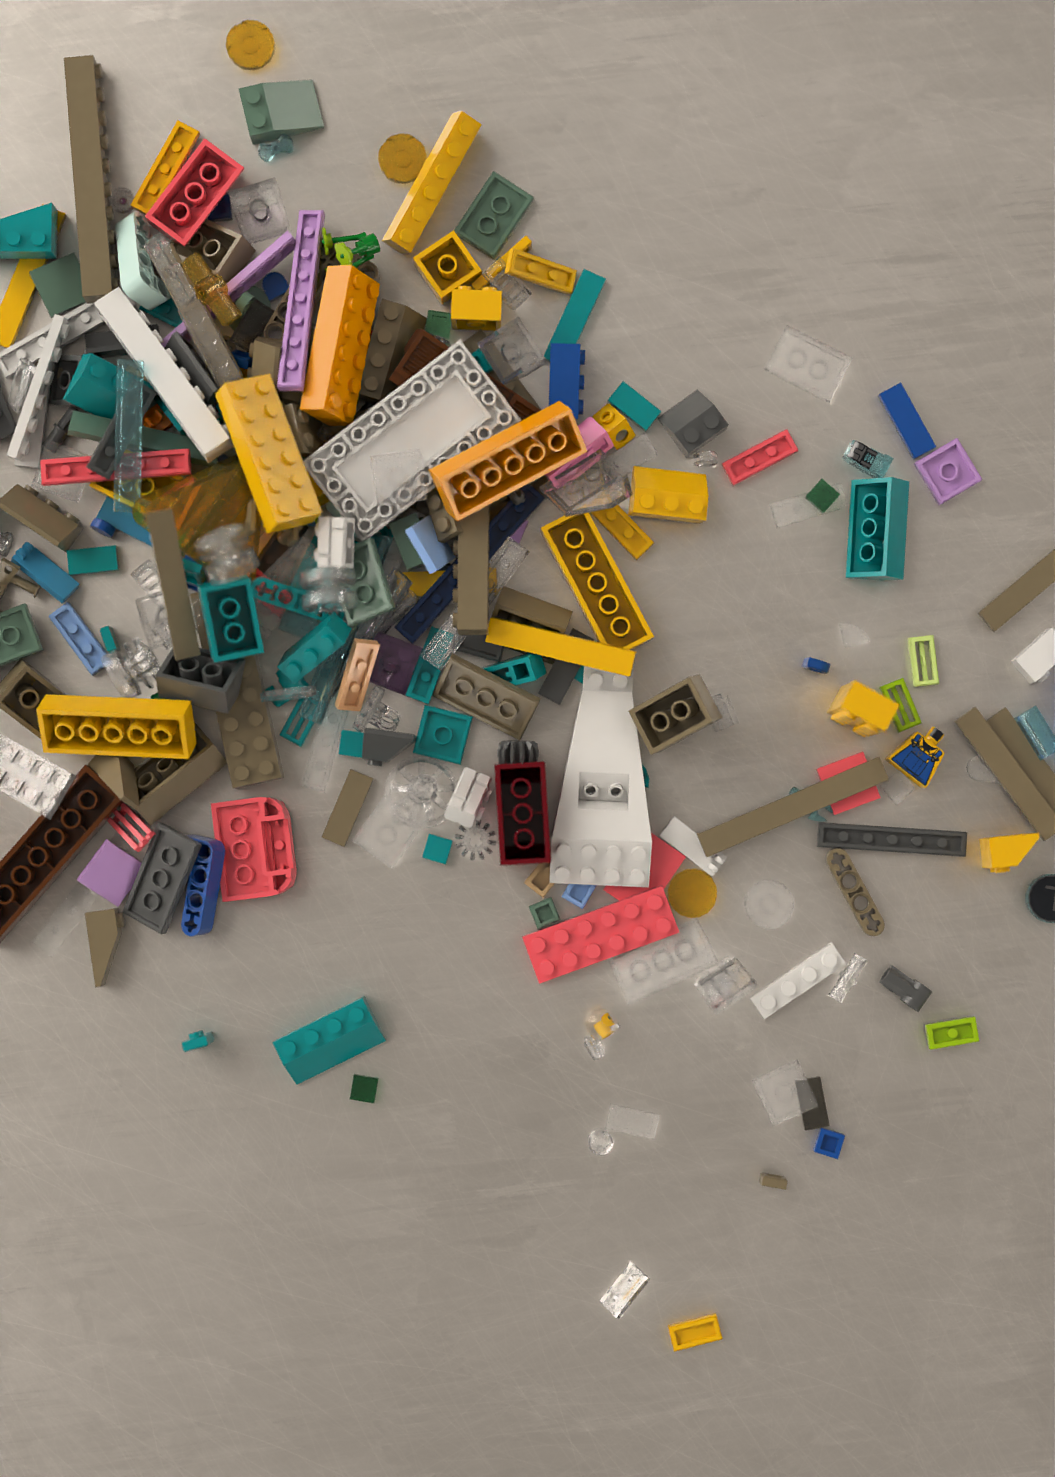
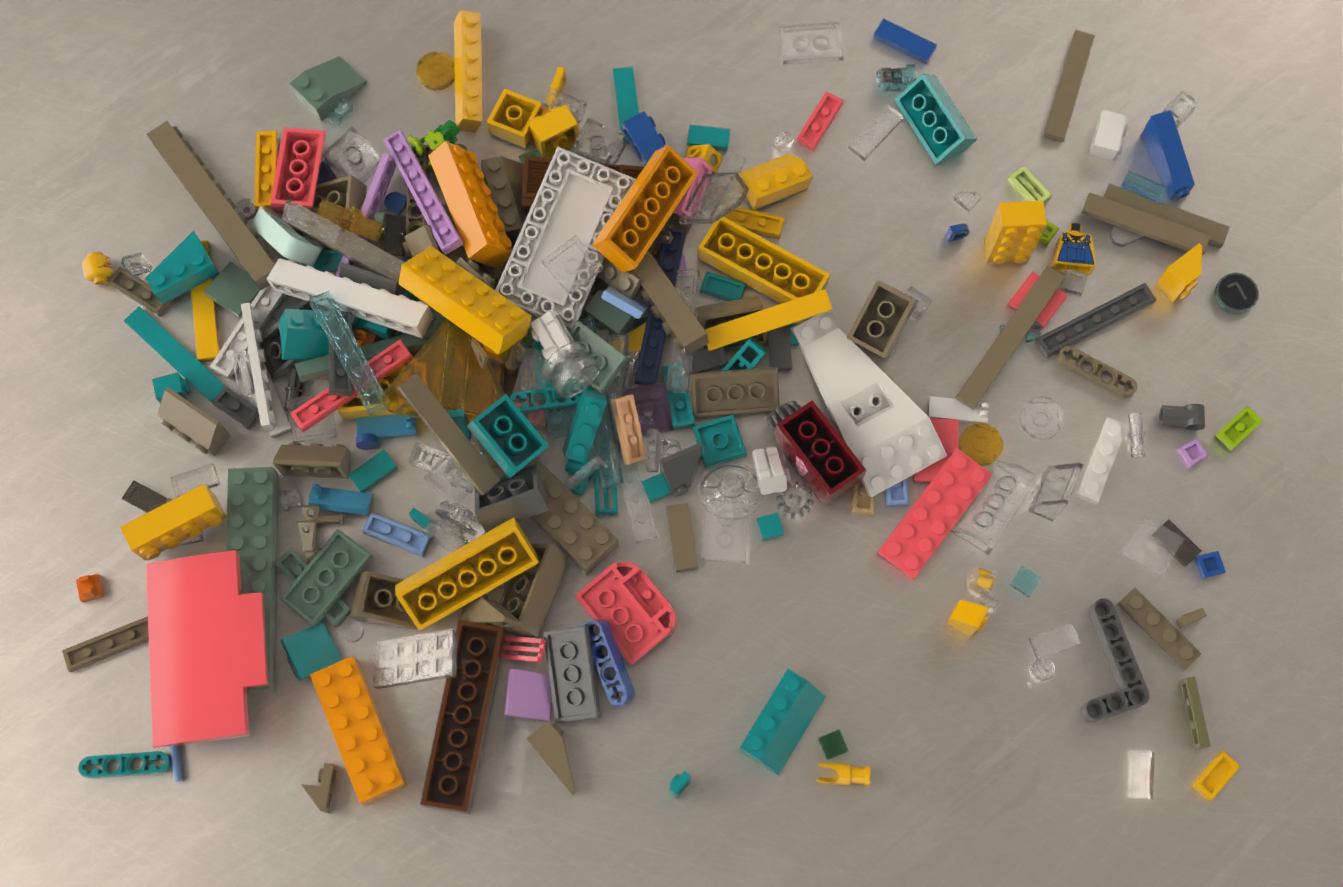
camera: 25 degrees left, 15 degrees down
(224, 548) = (477, 385): clear wheel -> none
(250, 45) = (280, 58): clear yellow tile -> none
(356, 1122) = (846, 774): none -> yellow piece
(493, 215) = (526, 69): sand green tile -> none
(540, 271) = (583, 84): yellow tile -> none
(544, 913) = (881, 525): sand green tile -> none
(545, 578) = (722, 287): none -> teal tile
(563, 1053) = (968, 617): none -> yellow slope
(643, 1049) = (1025, 581): none -> clear light blue tile
(673, 1182) = (1117, 665): none -> dark grey beam
(693, 423) = (759, 123): dark grey slope -> none
(713, 1267) = (1194, 713): none -> olive tile
(738, 1171) = (1159, 629): none -> dark tan plate
(822, 496) = (882, 118): clear green tile -> none
(890, 1028) = (1192, 453): none -> lavender tile
(948, 471) = (956, 57): lavender tile -> none

